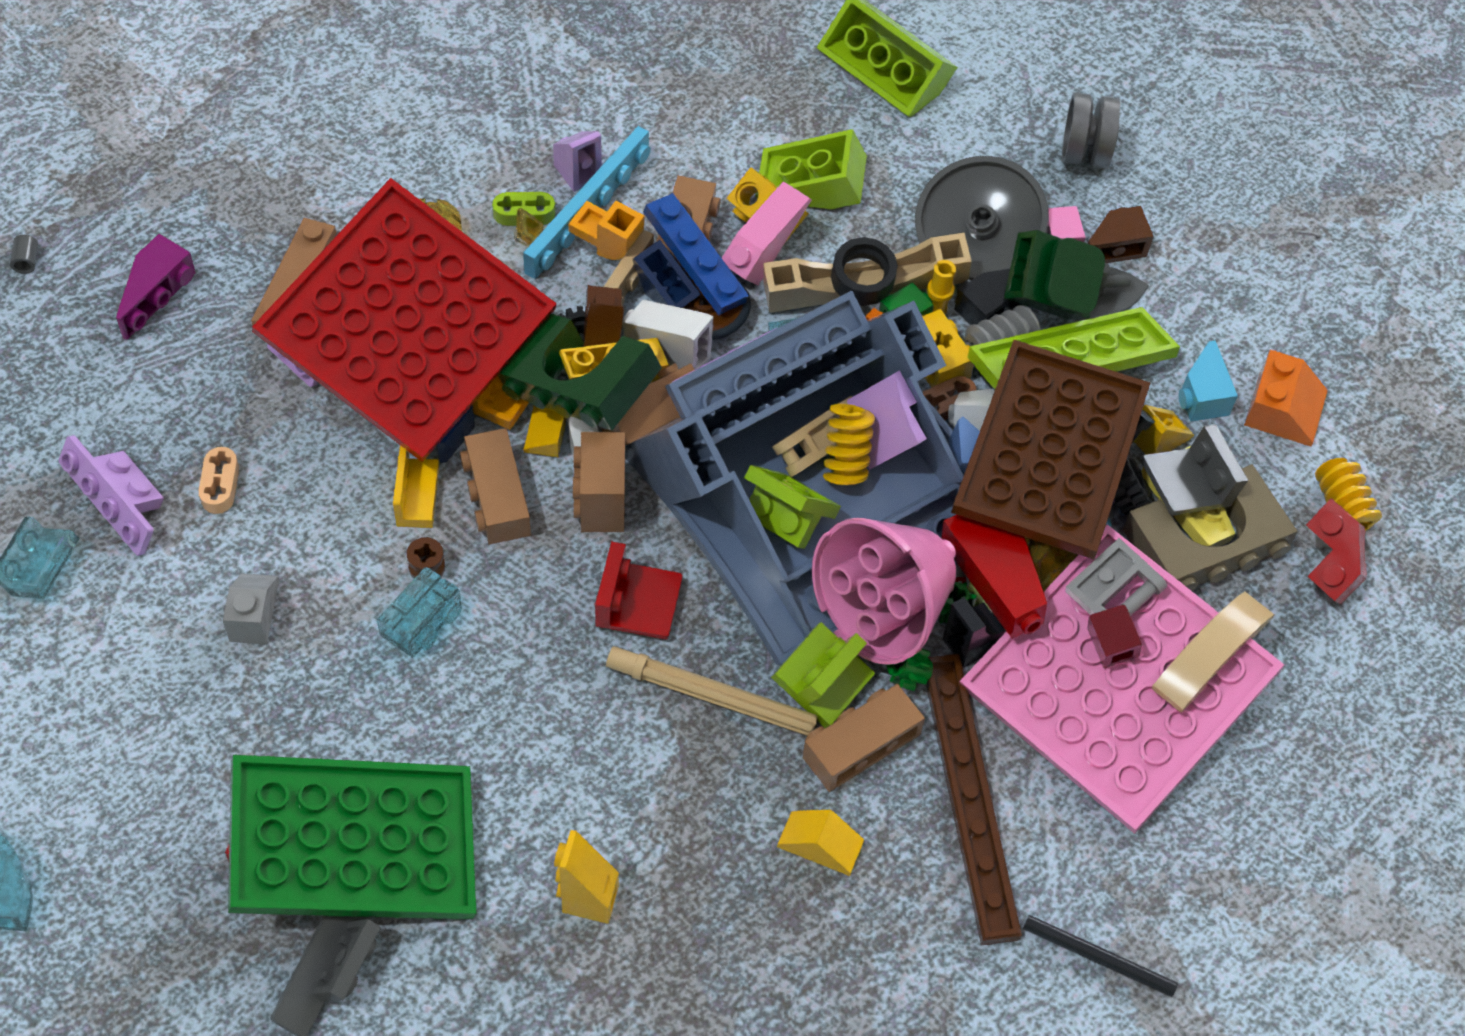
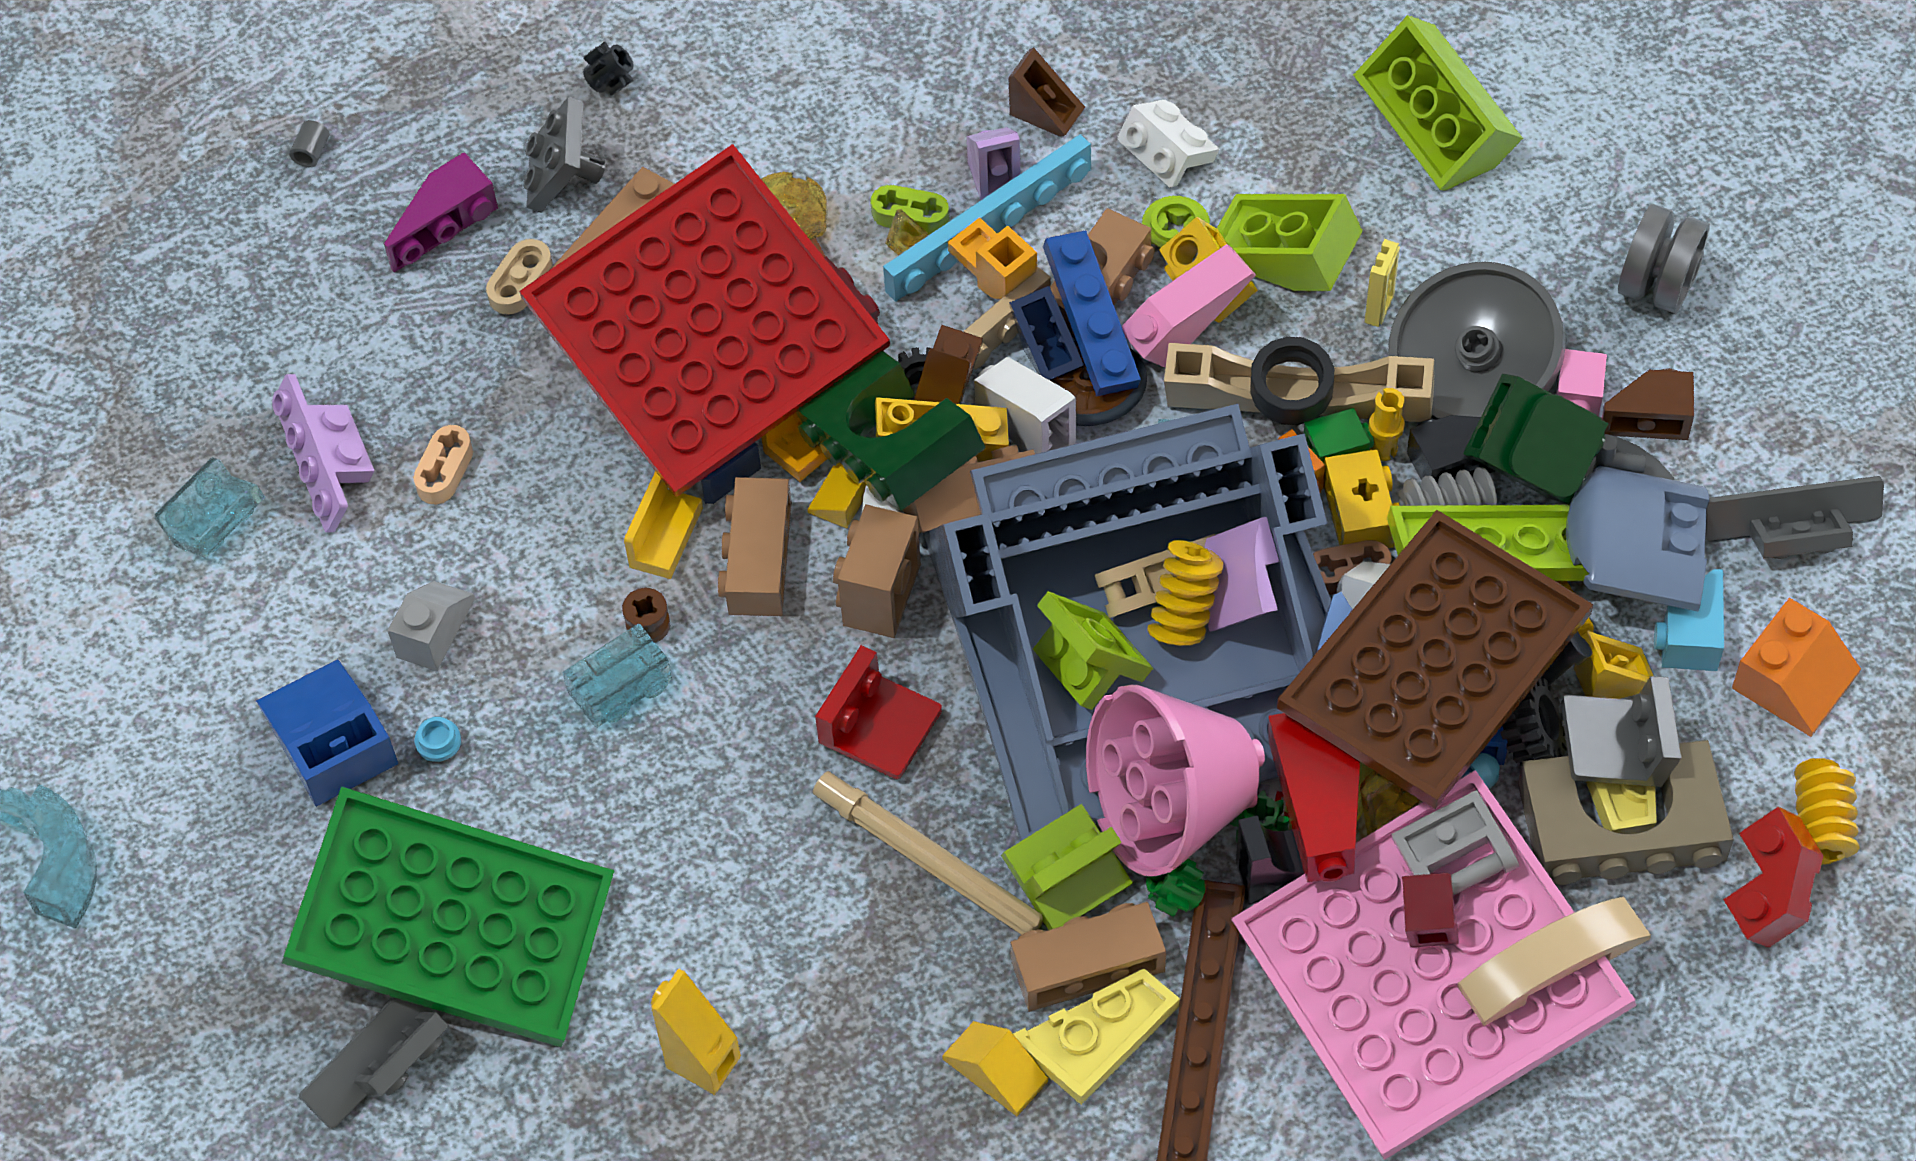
camera: 25 degrees right, 0 degrees up
(195, 713) = (328, 731): none -> blue slope
(229, 323) = (514, 275): none -> tan plate
(235, 221) = (557, 156): none -> dark grey plate
(252, 148) = (608, 68): none -> black gear
(287, 698) = (437, 739): none -> medium azure plate
(596, 105) = (1042, 96): none -> reddish brown slope
(698, 120) = (1165, 140): none -> white bracket
(725, 169) = (1172, 209): none -> lime gear
(890, 797) = (1096, 1037): none -> light yellow wing
(899, 188) = (1382, 283): none -> light yellow tile
(1151, 330) = (1640, 536): none -> sand blue slope
(1245, 294) = (1796, 517): none -> dark grey bracket

